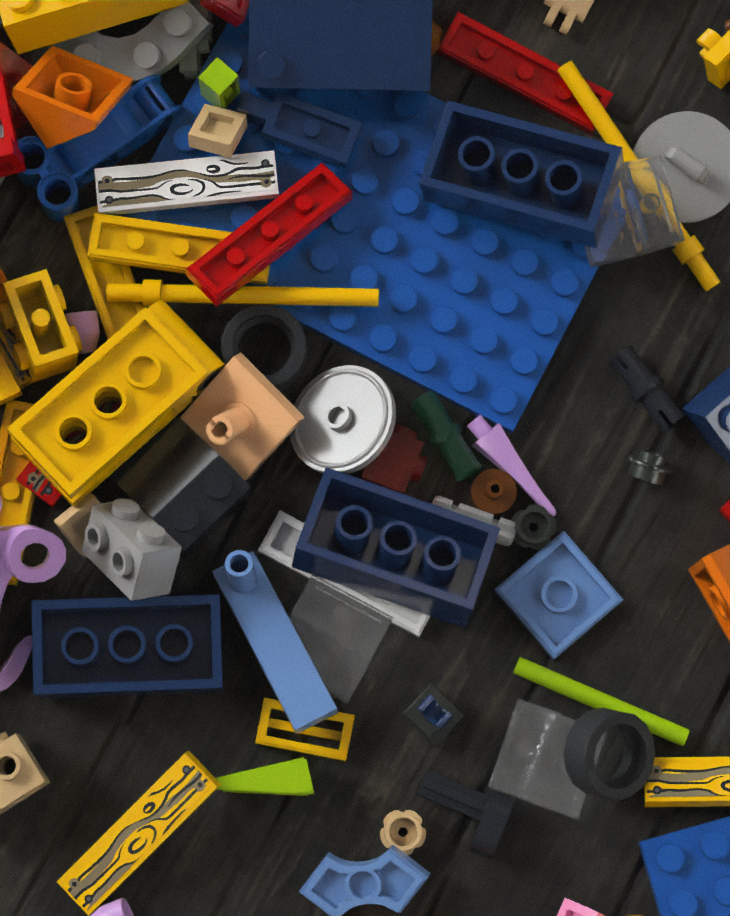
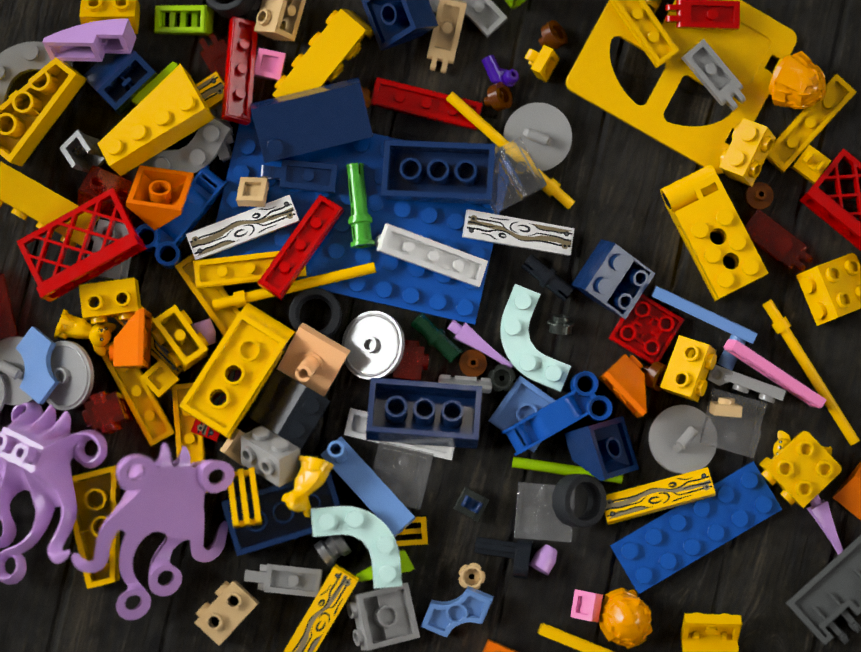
camera: 10 degrees left, 5 degrees up
(75, 566) = (240, 474): none -> yellow tile
(103, 756) = (286, 579): none -> light grey hinge
(185, 599) = (309, 479): none -> yellow animal
(191, 725) = (332, 549): none -> flat silver wheel
(219, 84) = (246, 164): lime piece -> none
(242, 859) = (383, 617): none -> light grey plate
(257, 709) = (368, 529): none -> light aqua plate
(375, 216) = (359, 218): none -> bright green pin
(473, 299) = (431, 255): none -> white piece
(527, 836) = (544, 559): none -> lavender hose
(574, 486) = (518, 346): none -> light aqua plate
(612, 607) = (558, 415): none -> blue piece
(618, 305) = (518, 232): none -> white tile
(640, 90) = (498, 97): none -> reddish brown tile
(649, 60) = (497, 74): none -> dark purple arm
(667, 680) = (603, 449): none -> dark blue slope

